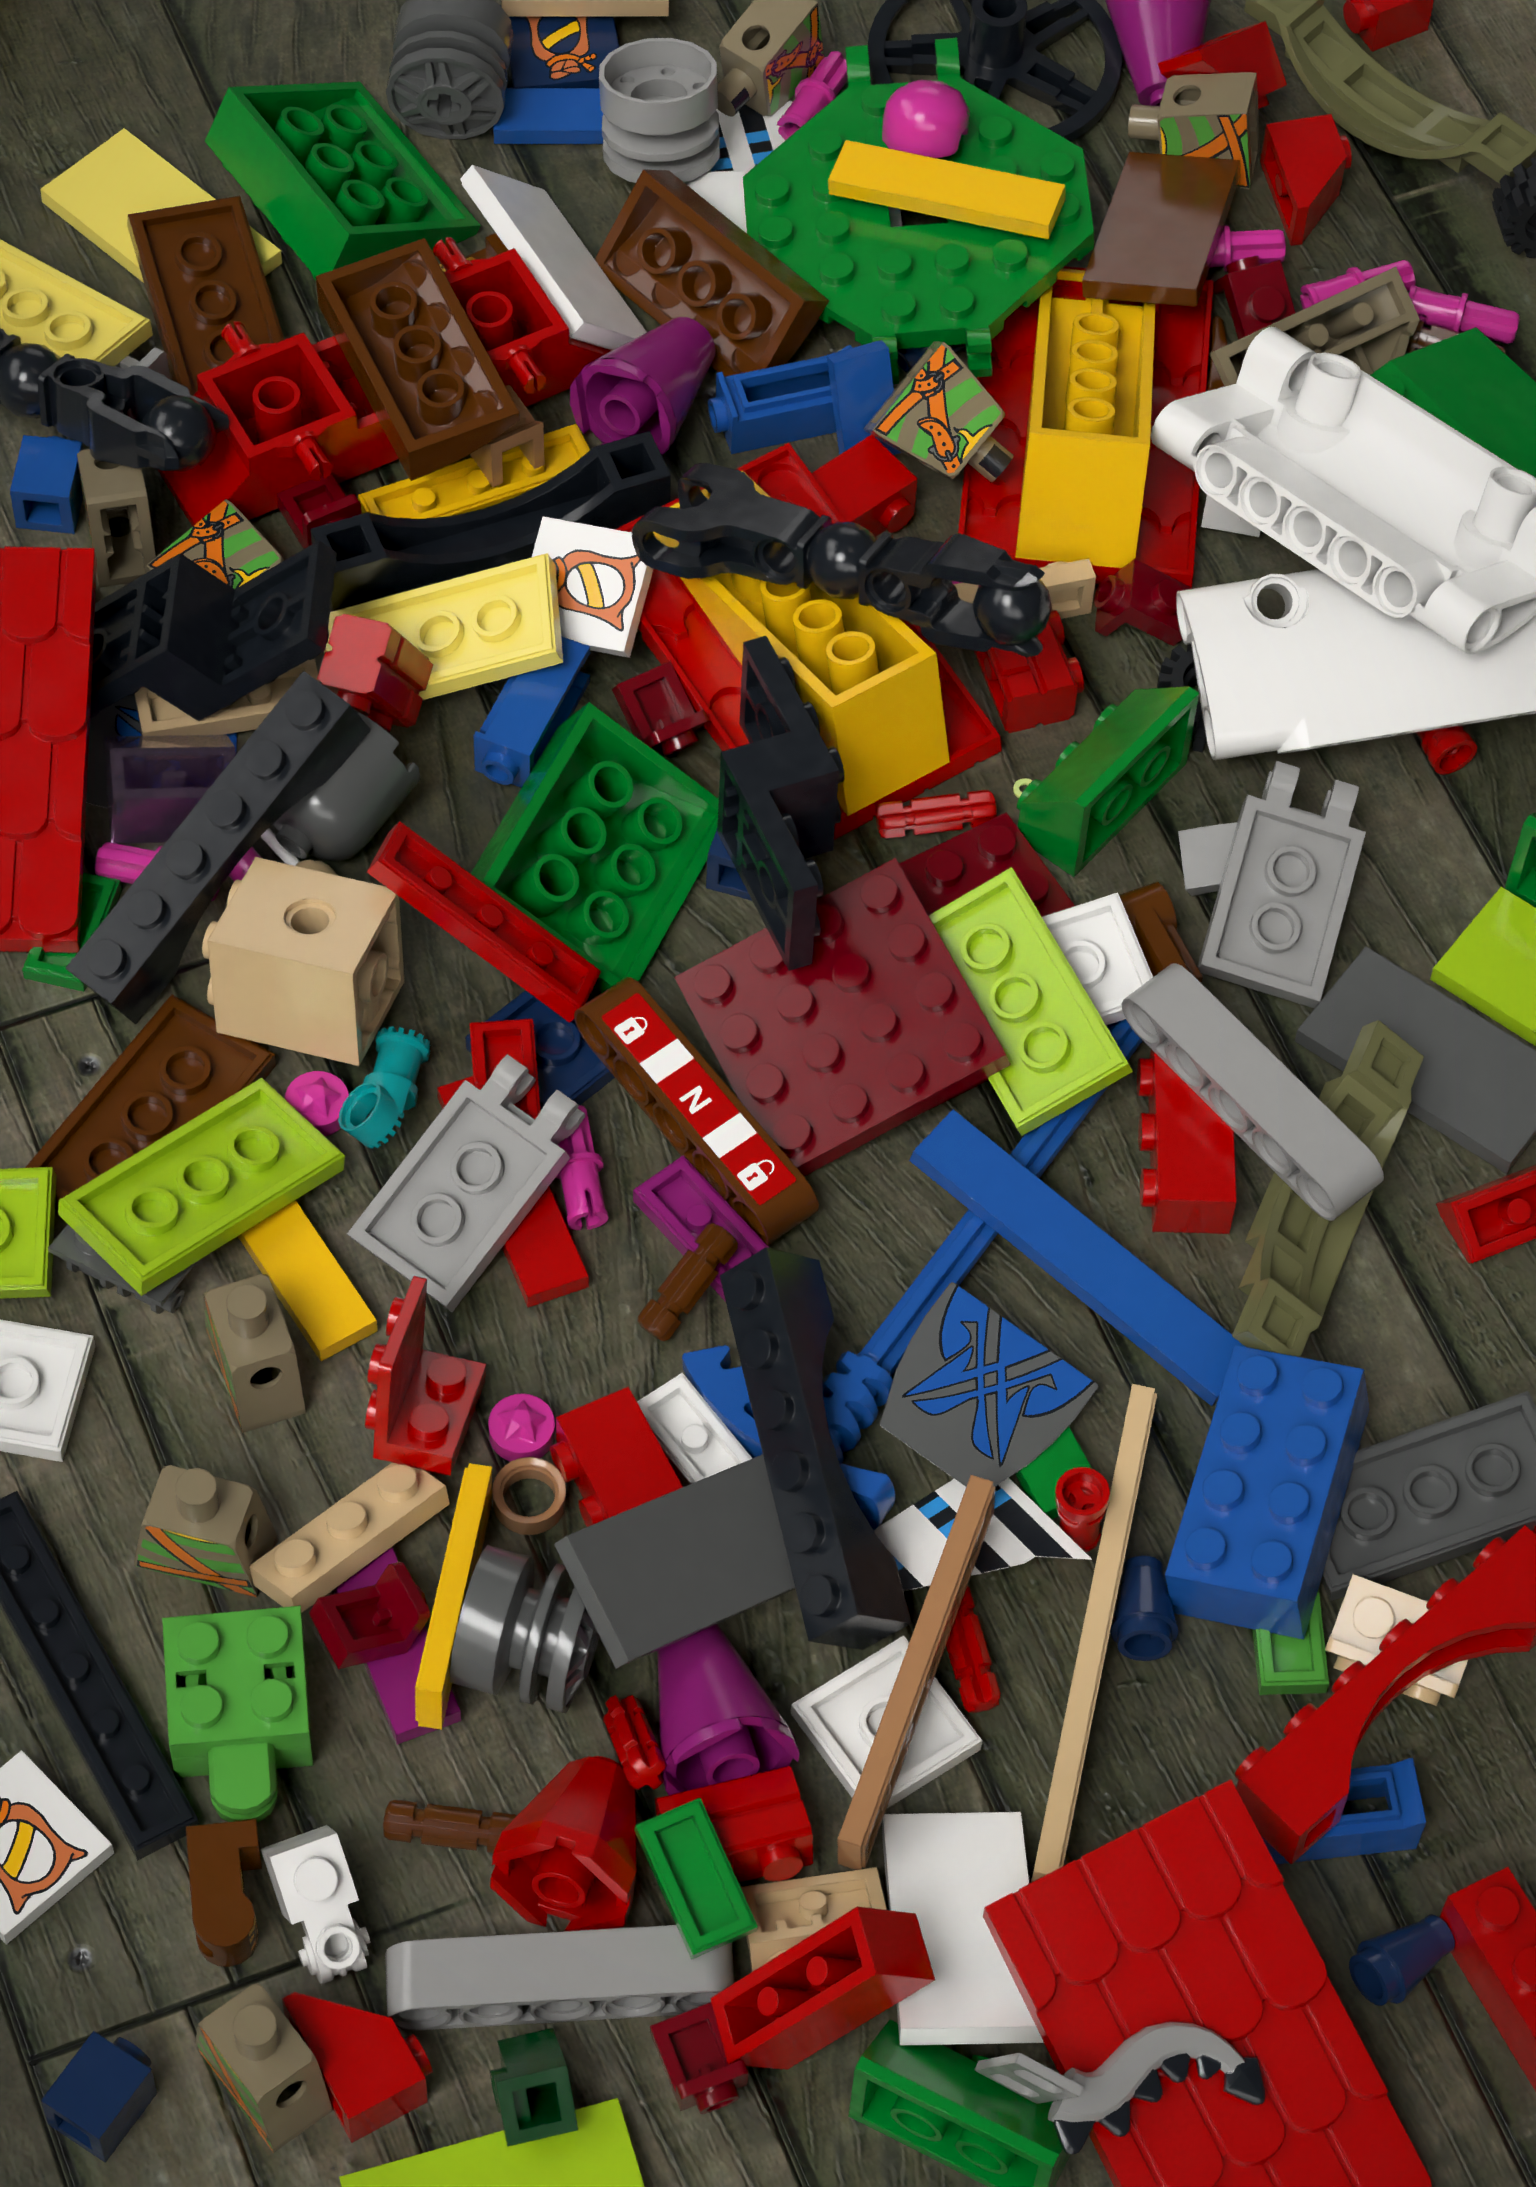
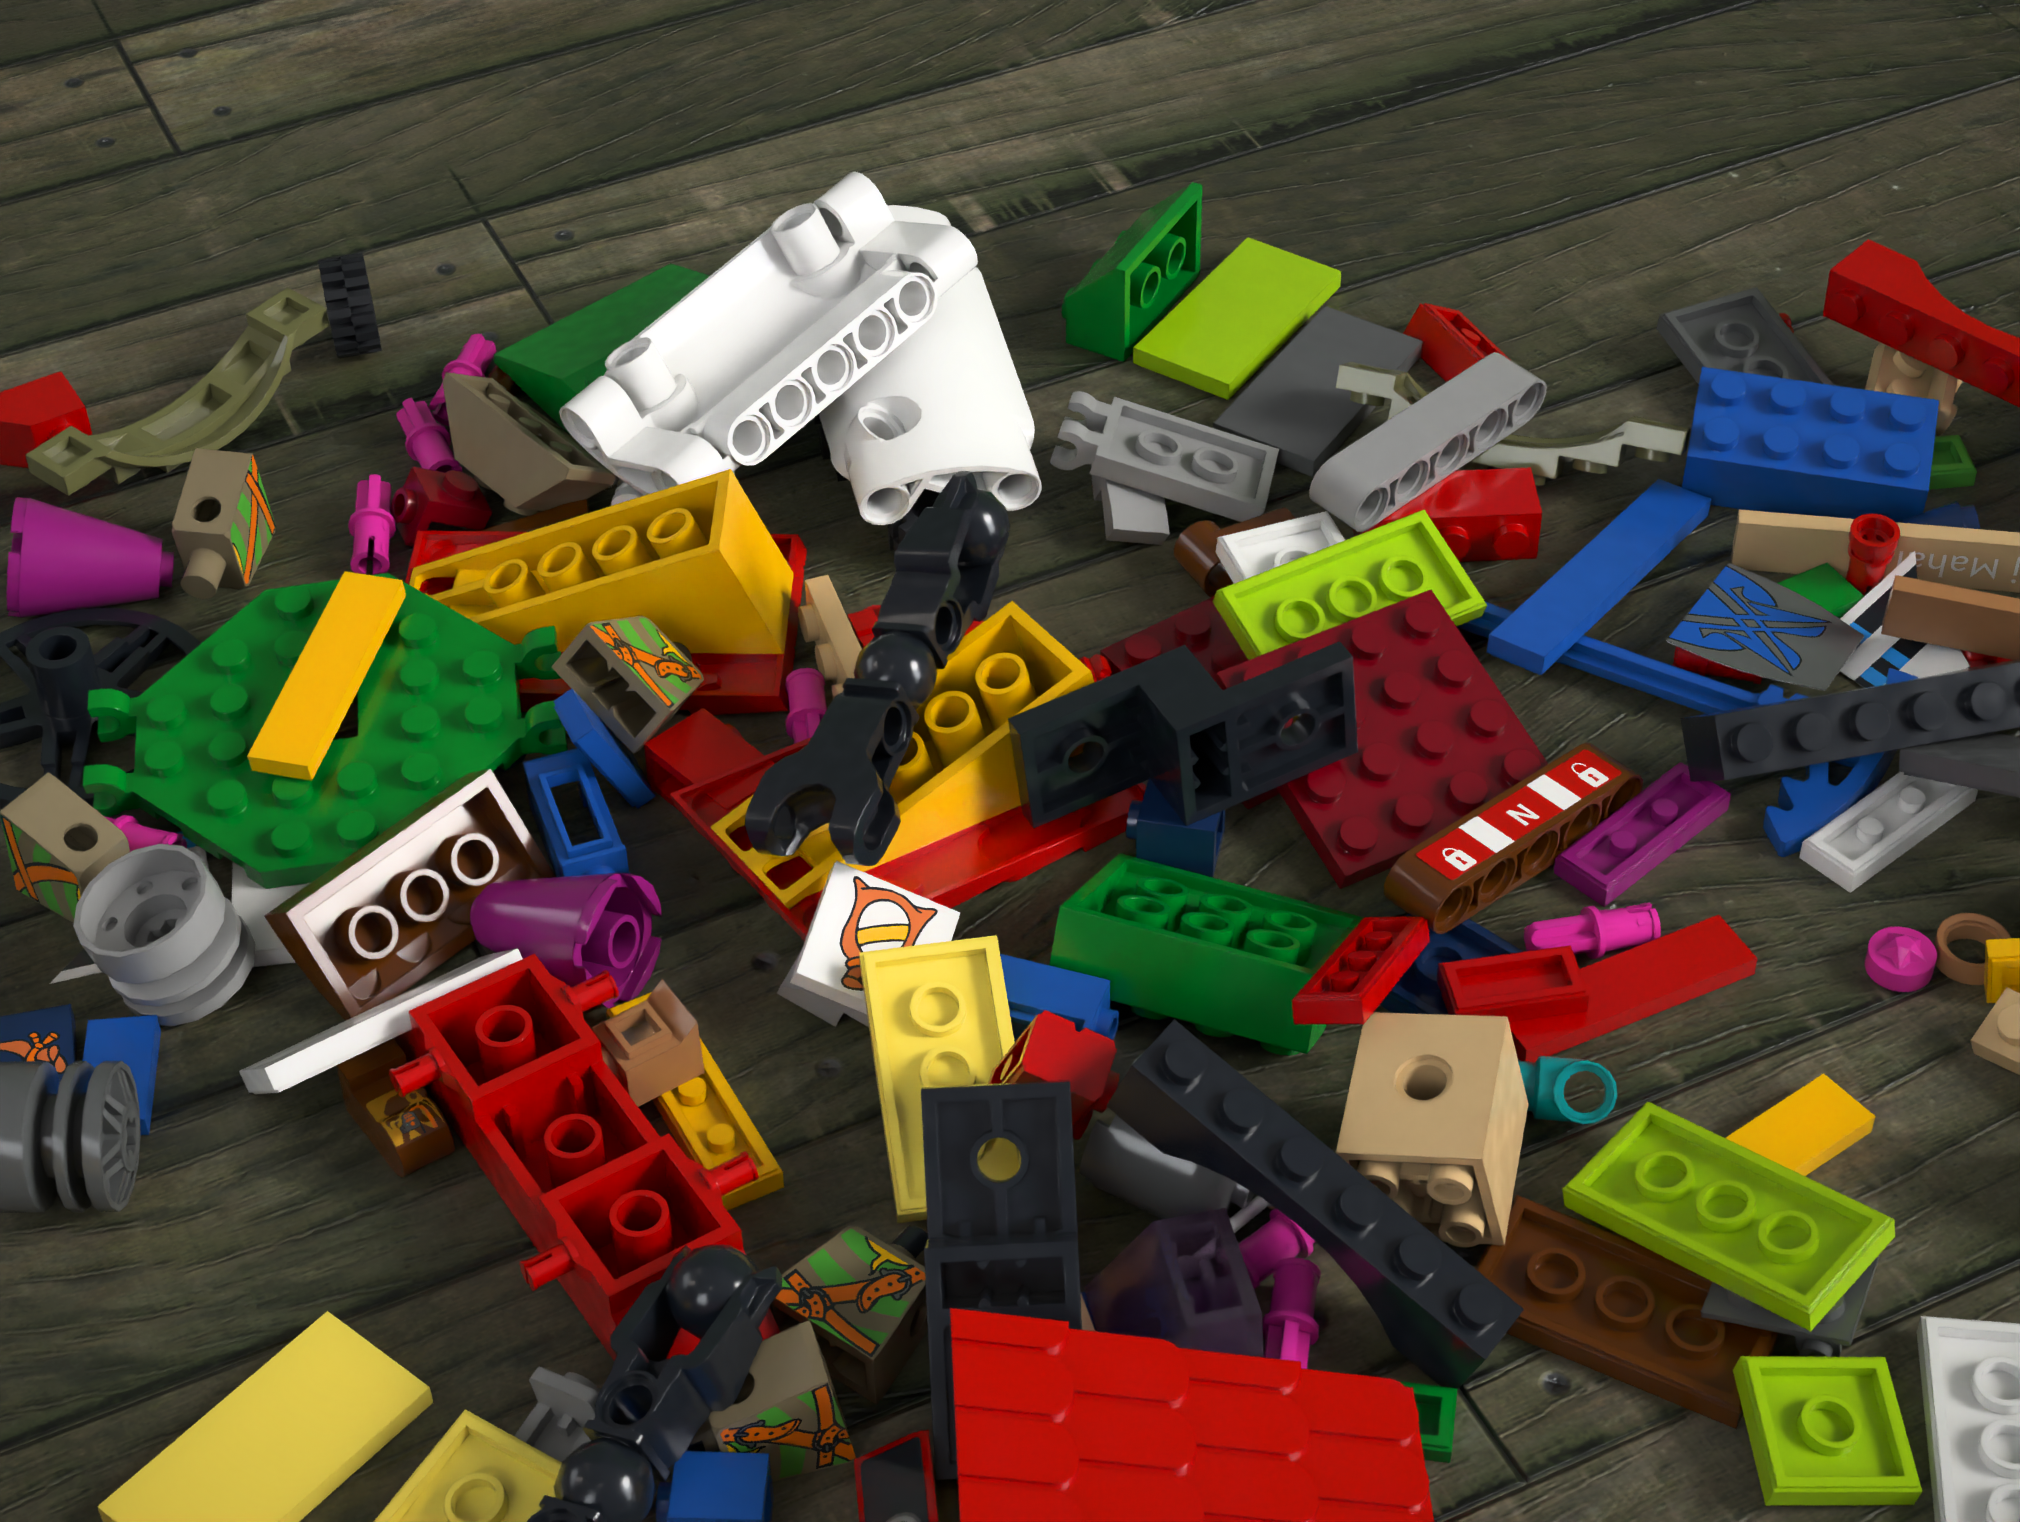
camera: 90 degrees left, 15 degrees down
(198, 279) = (417, 1364): reddish brown tile -> none
(250, 1336) = (1907, 1149): dark tan torso -> none
(315, 505) = (772, 1212): dark red bracket -> none
(318, 1099) = (1560, 1153): dark pink tile -> none
(333, 172) = (220, 1263): green slope -> none
(397, 555) = (815, 1123): black arch -> none
(416, 357) = (582, 1083): reddish brown slope -> none
(420, 1395) = (1912, 1005): red bracket -> none
(468, 1183) = (1650, 997): light grey tile -> none
(611, 1456) = (1933, 869): red brick -> none
(659, 710) = (1017, 906): dark red bracket -> none
(687, 1282) = (1708, 835): reddish brown axle -> none
(925, 119) = (223, 696): dark pink hair -> none
(1108, 776) = (1074, 561): green slope -> none
(1141, 599) = (841, 559): dark red bracket -> none
(1161, 229) = (412, 538): reddish brown tile -> none
(1234, 52) = (137, 499): red slope -> none
(1304, 170) = (295, 467): red slope -> none

